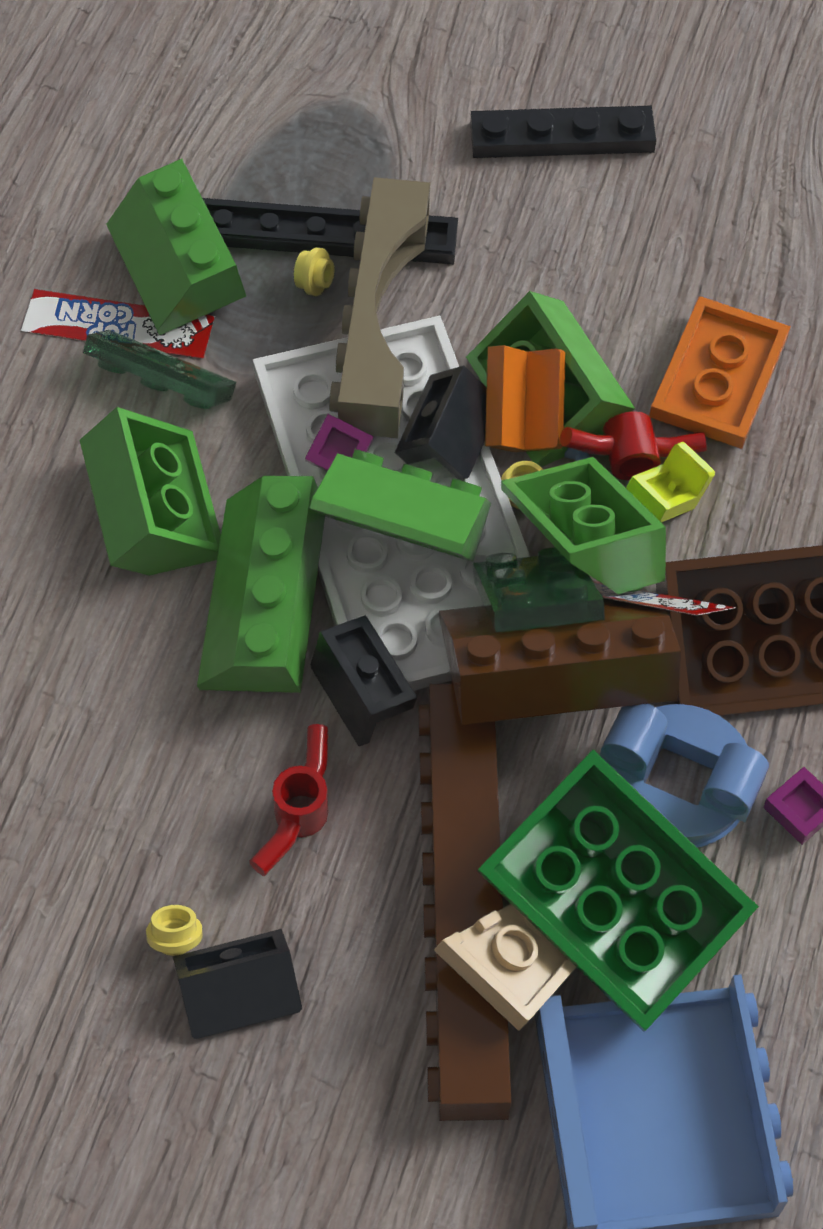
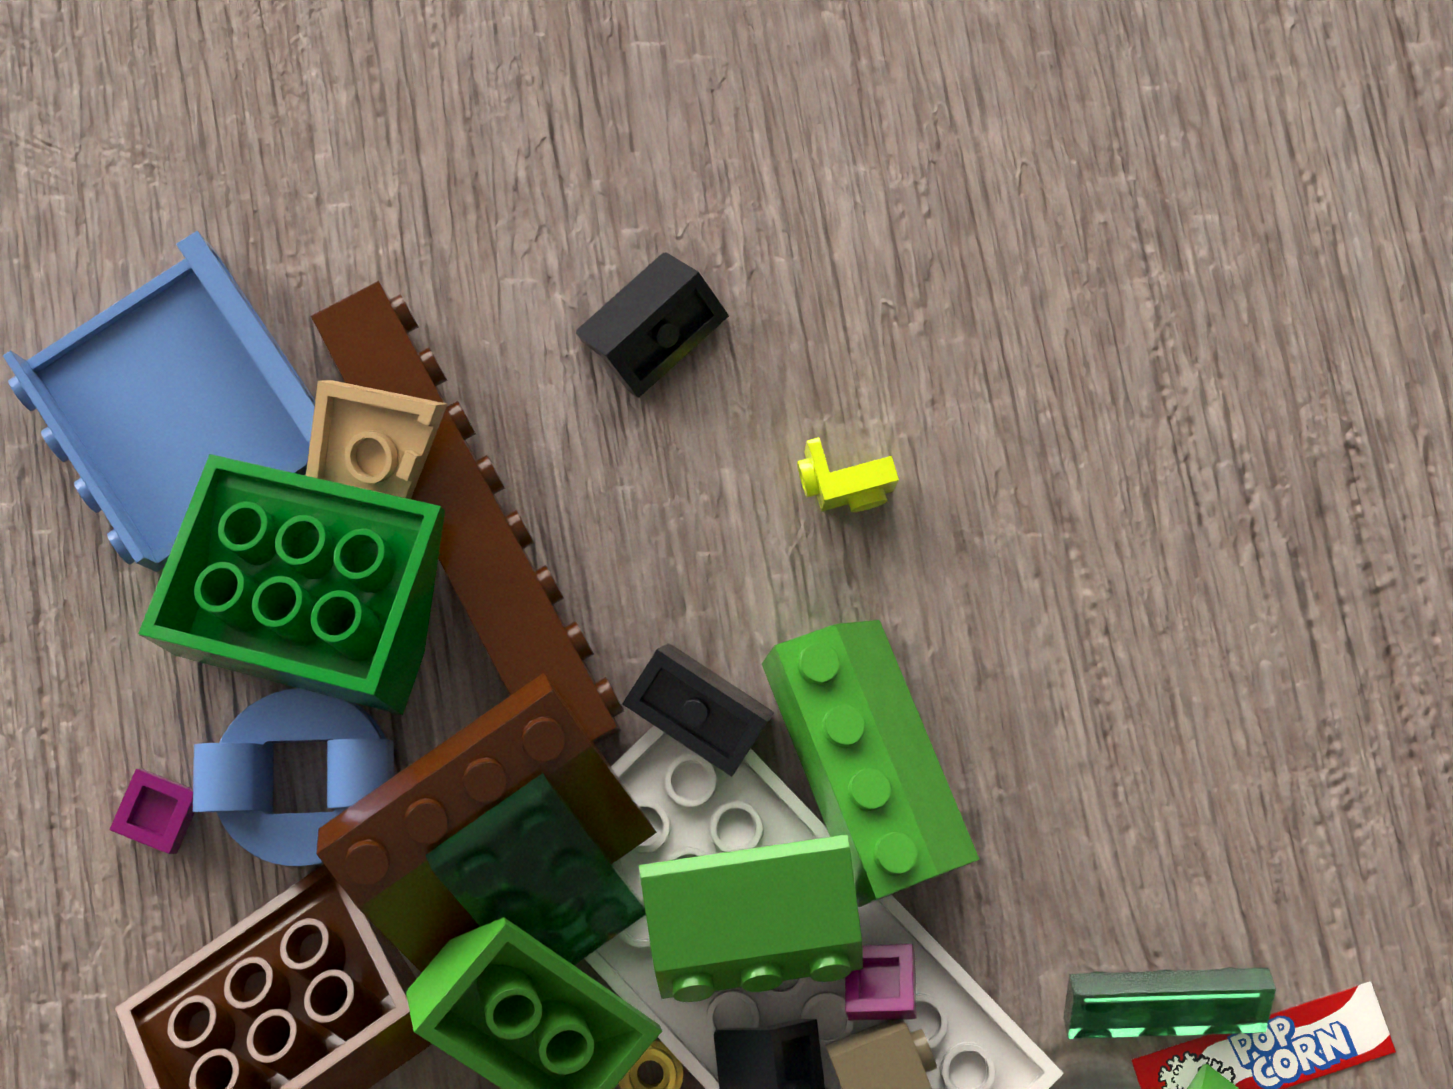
camera: 155 degrees right, 20 degrees up
(150, 494) = (1070, 823): bright green slope -> none
(162, 778) = (859, 486): none -> neon yellow bracket
(174, 930) = (754, 345): light yellow plate -> none
(296, 782) = (688, 506): red piece -> none
(662, 601) = (373, 944): sticker -> none

